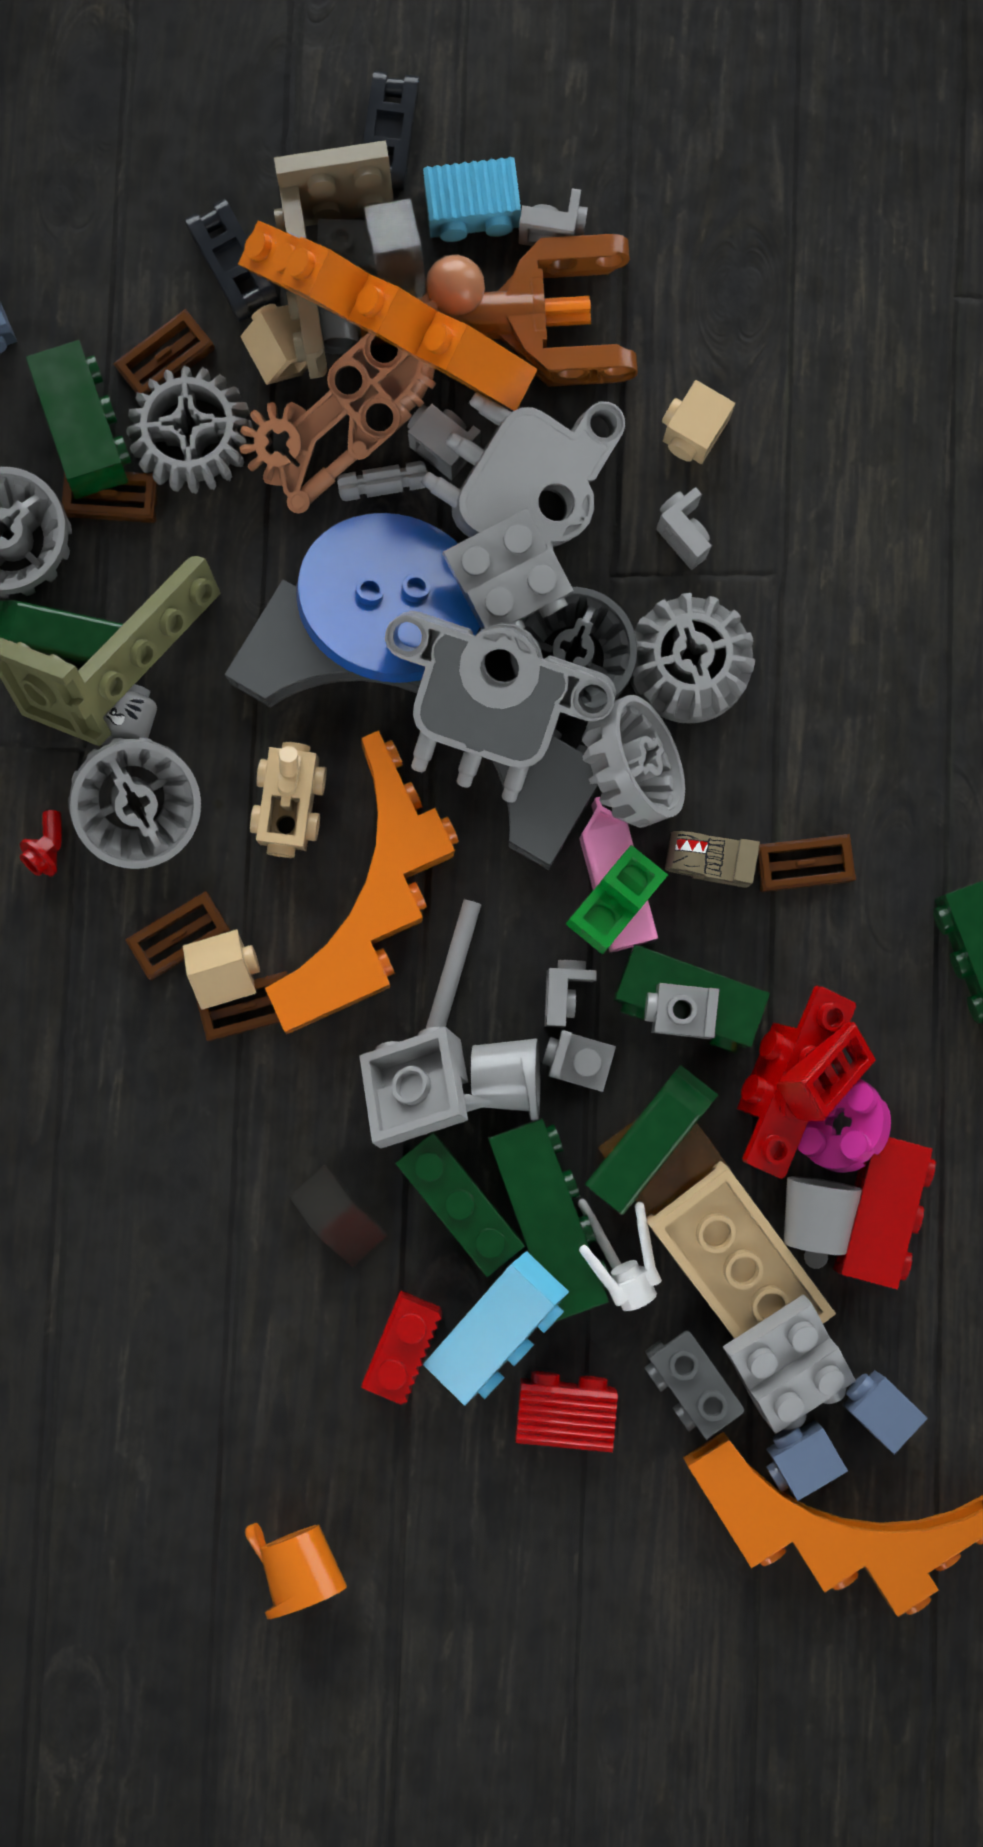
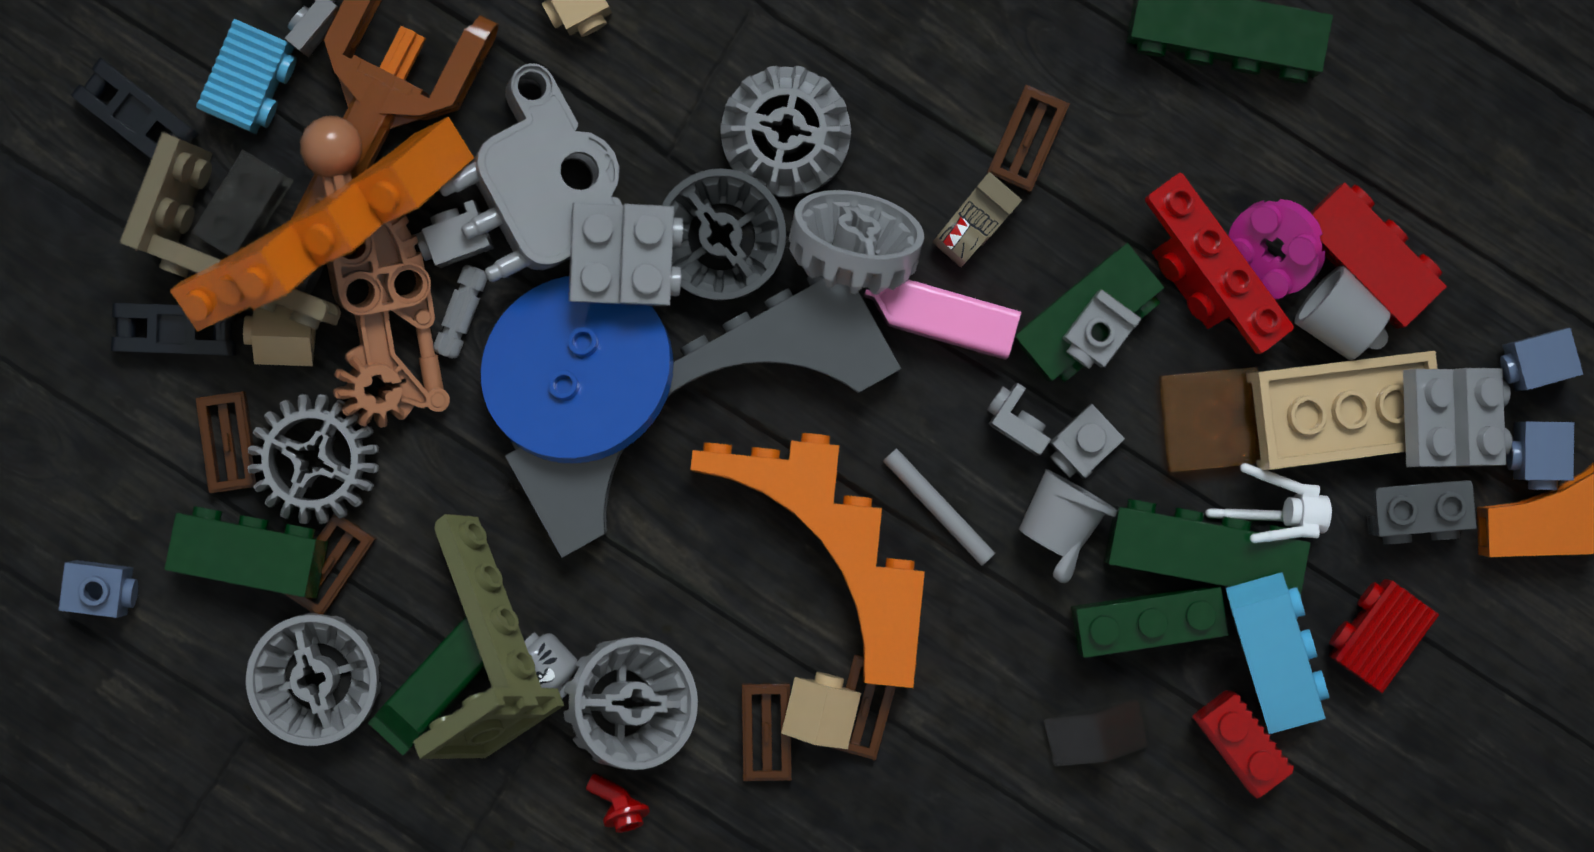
camera: 65 degrees left, 5 degrees up
(289, 787) = (690, 555): tan brick -> none
(396, 245) = (265, 180): clear smoke slope -> none
(414, 1086) = (1026, 601): light grey plate -> none
(486, 716) = (738, 351): piece -> none
(616, 899) = (967, 329): green slope -> none
(651, 1140) = (1193, 423): dark green piece -> none
(685, 536) = (673, 69): light grey bracket -> none
(801, 1084) = (1226, 265): red slope -> none

